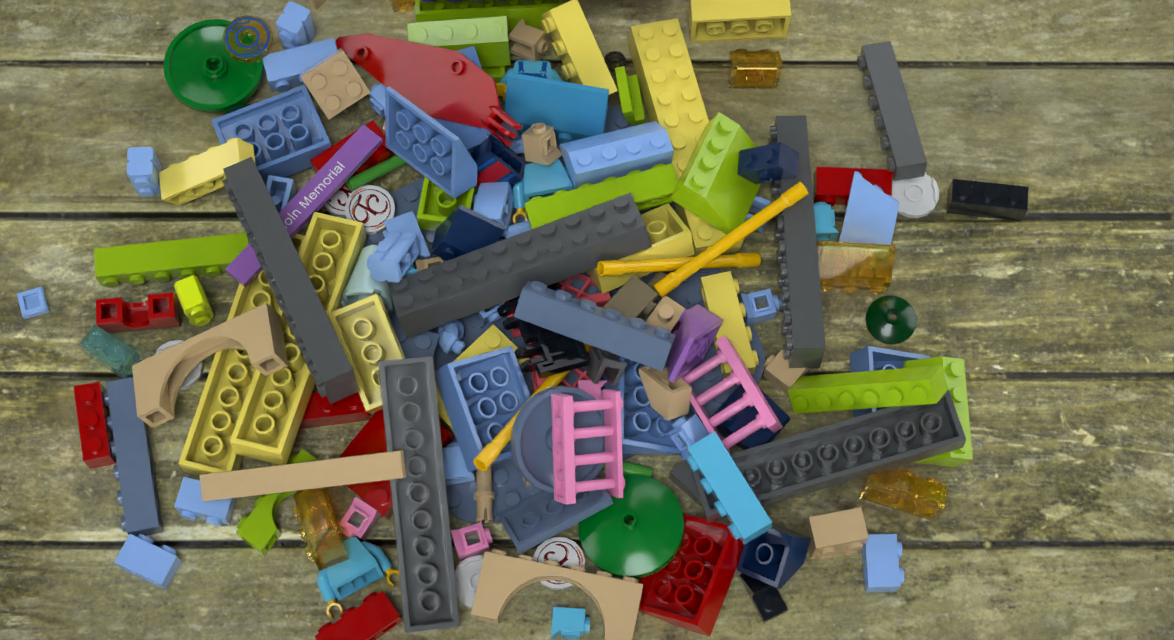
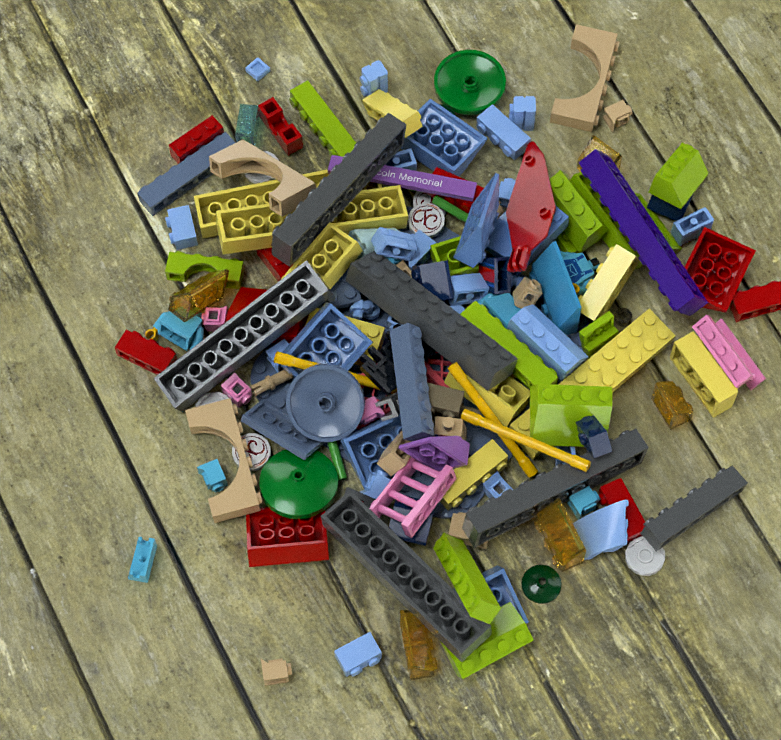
camera: 65 degrees right, 5 degrees down
(148, 561) = (128, 215): light blue brick -> none
(194, 301) = (305, 151): neon yellow brick -> none
(246, 26) = (501, 81): clear yellow tile -> none
(303, 475) = (218, 264): tan tile -> none
(334, 83) = (498, 154): tan brick -> none
(529, 41) = (597, 252): tan window -> none
(563, 445) = (325, 400): bright pink fence -> none
(729, 488) = (344, 517): medium azure brick -> none
(764, 597) = (298, 589): black slope -> none
(774, 555) = (325, 577): dark blue slope -> none
(836, 534) = (359, 611): tan brick -> none
(987, 200) = (667, 605): black brick -> none

